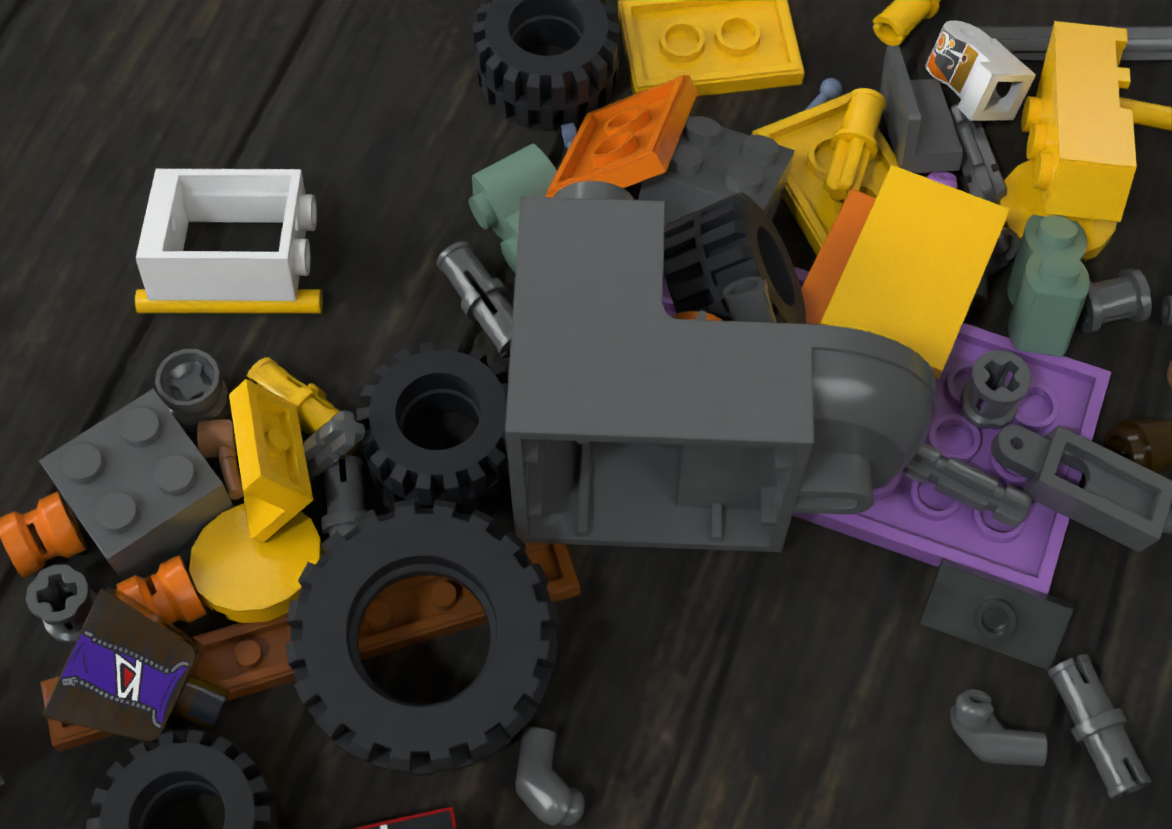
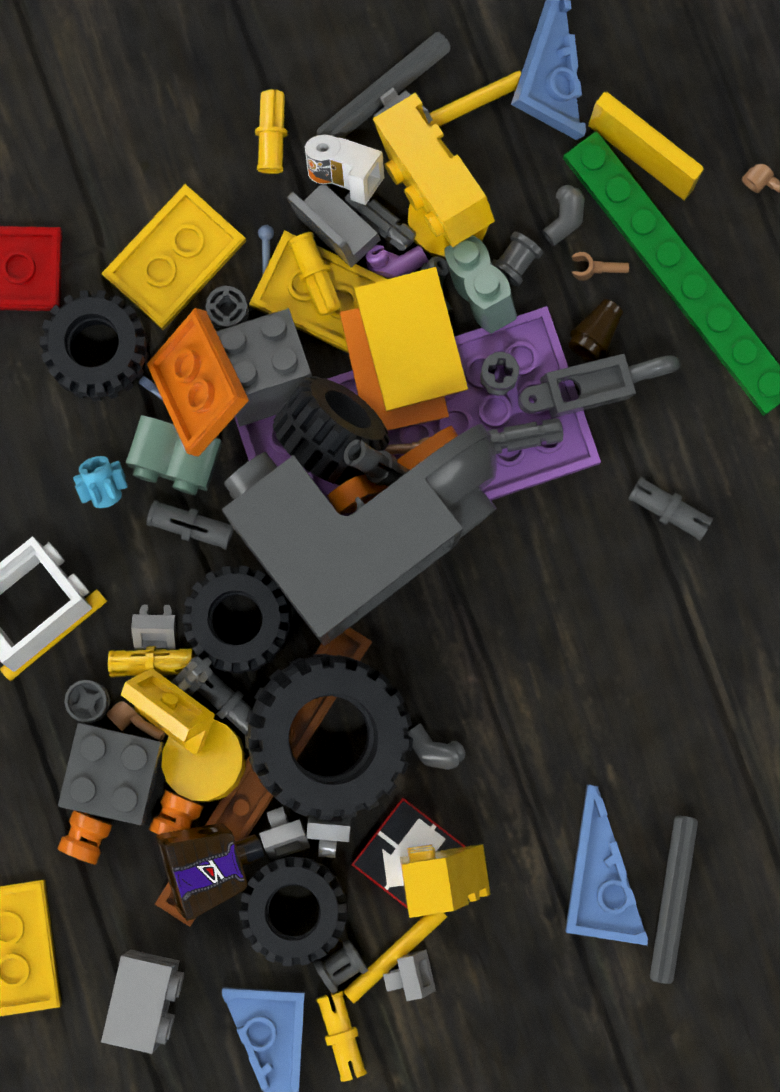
camera: 40 degrees left, 20 degrees up
(59, 604) = (144, 857): dark grey bush -> none
(264, 727) = (284, 837): none -> light grey tile
(324, 768) = (328, 833): none -> light grey tile
(338, 371) = (154, 629): none -> light grey tile
(427, 181) = (100, 482): none -> medium azure gear
(727, 104) = (228, 314): none -> dark grey wheel
(986, 737) = (623, 556): dark grey arm -> none
(996, 613) = (582, 490): pearl dark grey plate -> none

